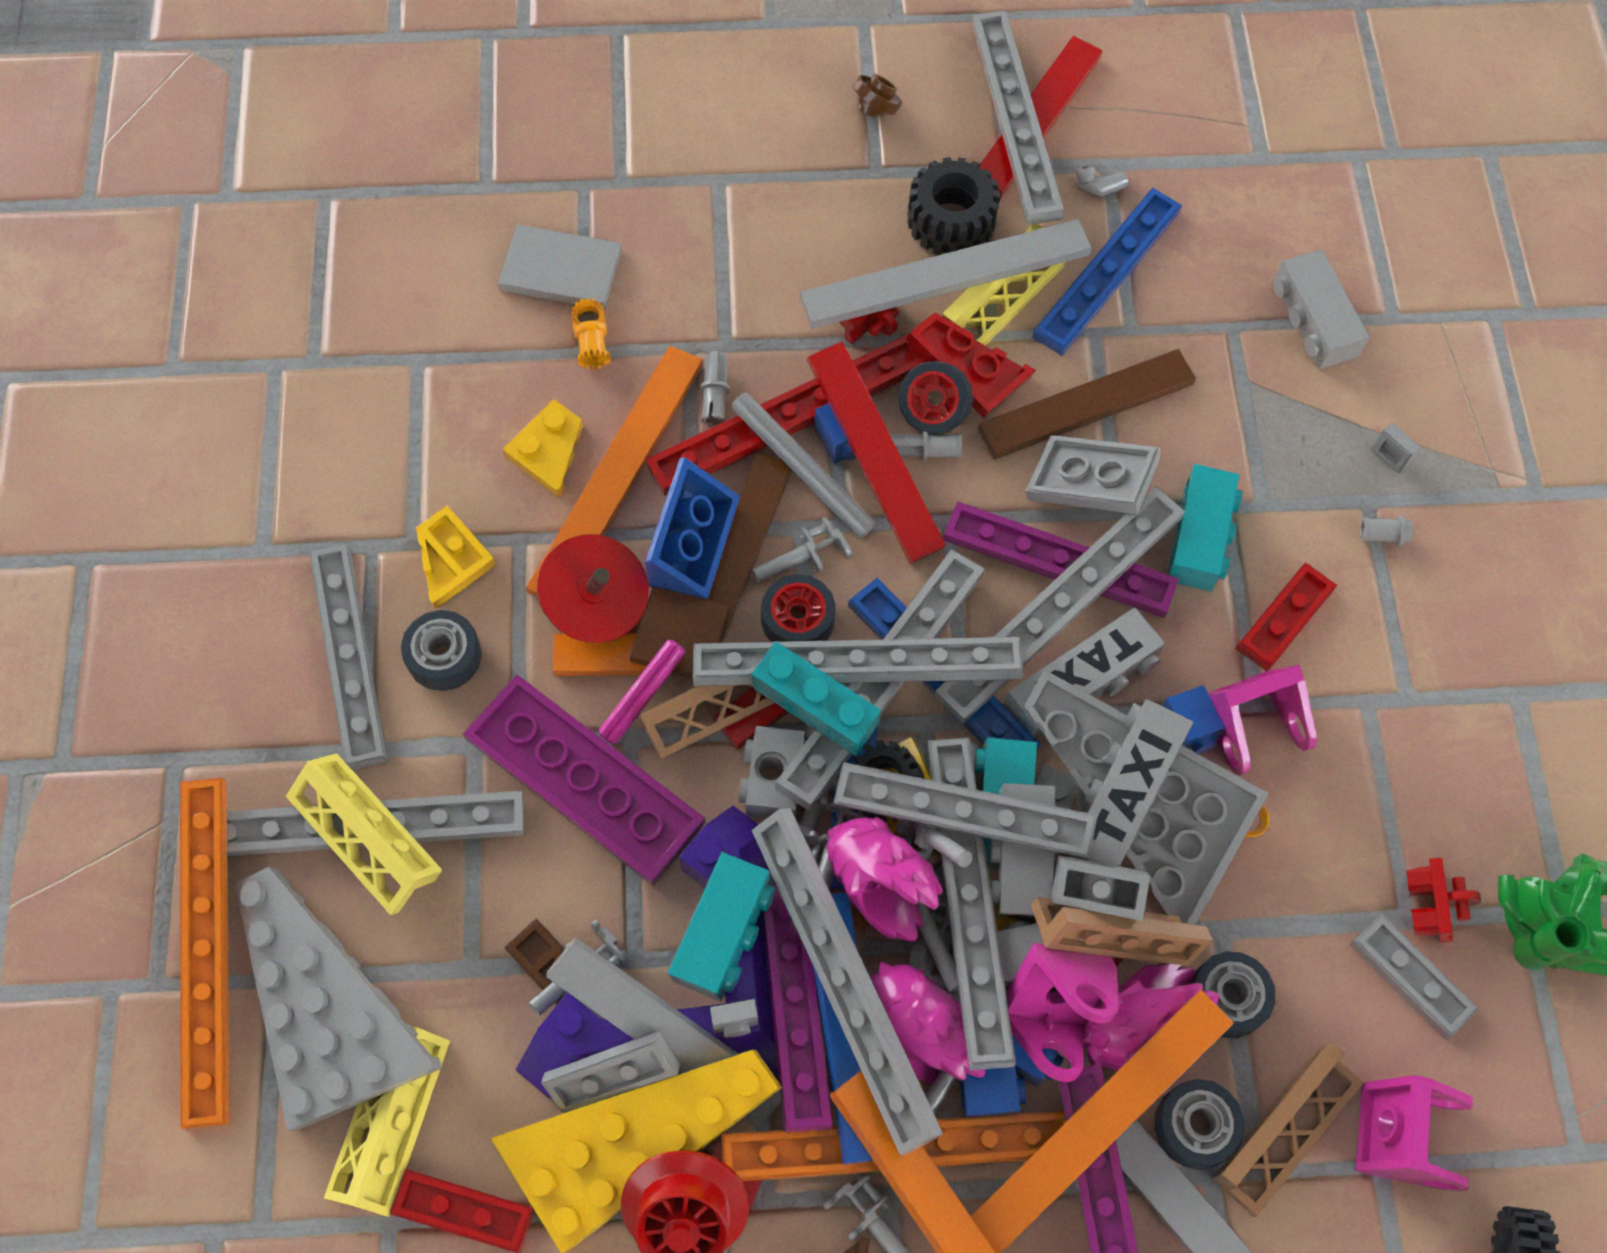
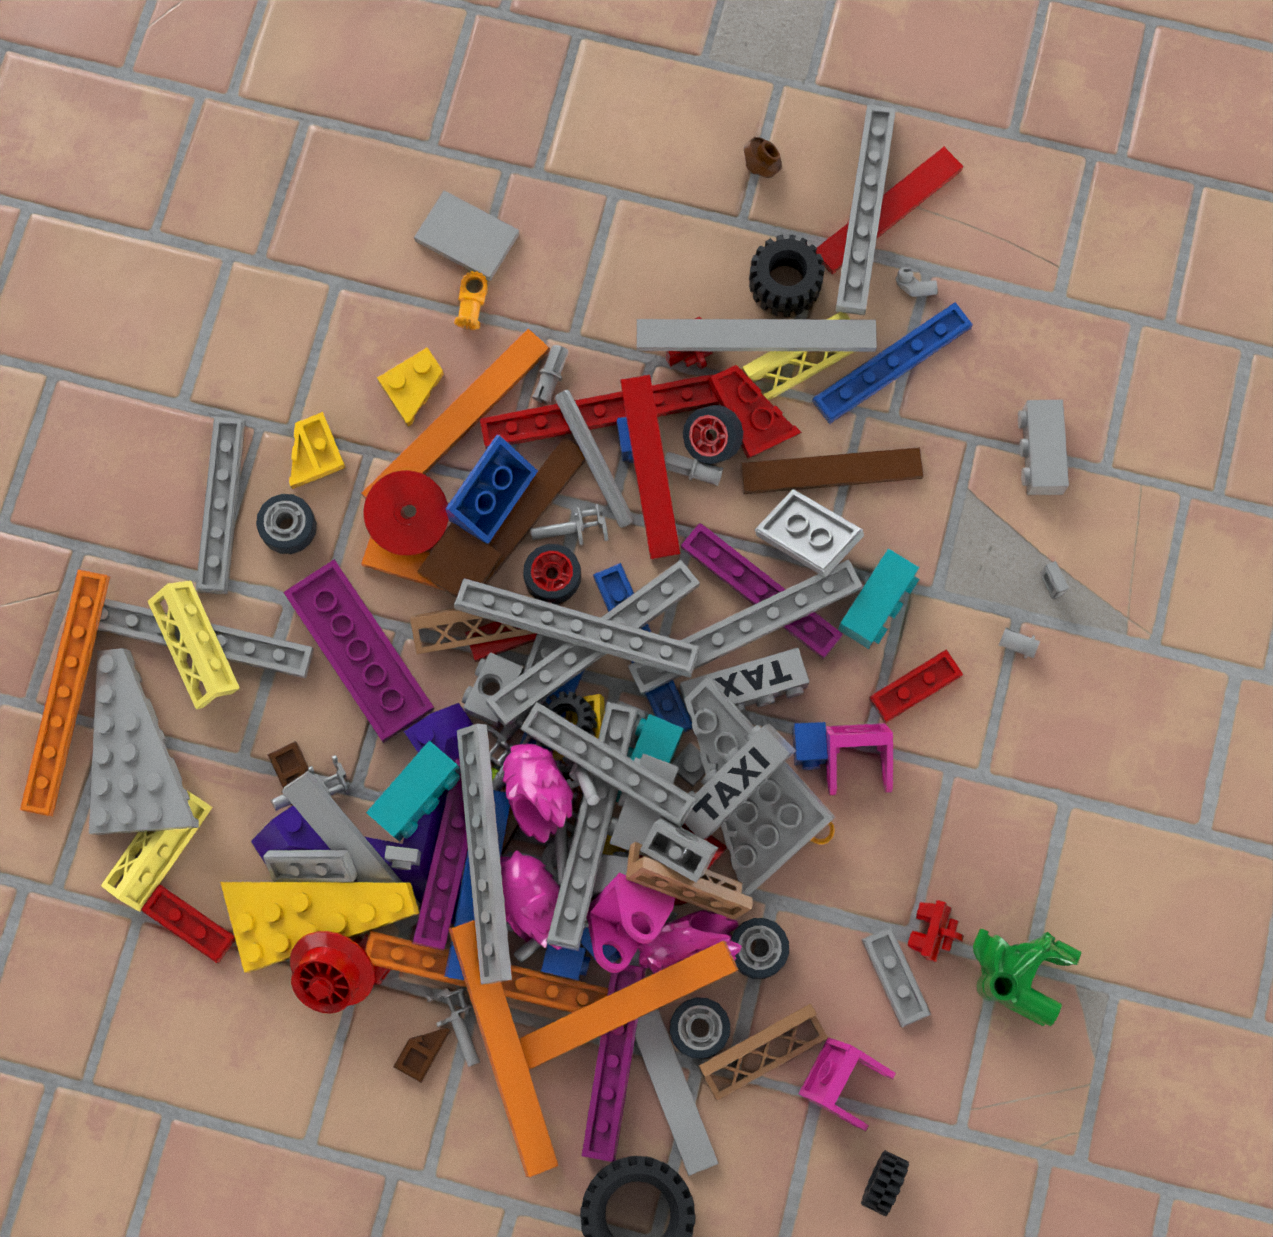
camera: 20 degrees right, 10 degrees up
(641, 691) = (418, 600): dark pink axle -> none
(816, 698) = (532, 650): teal brick -> none

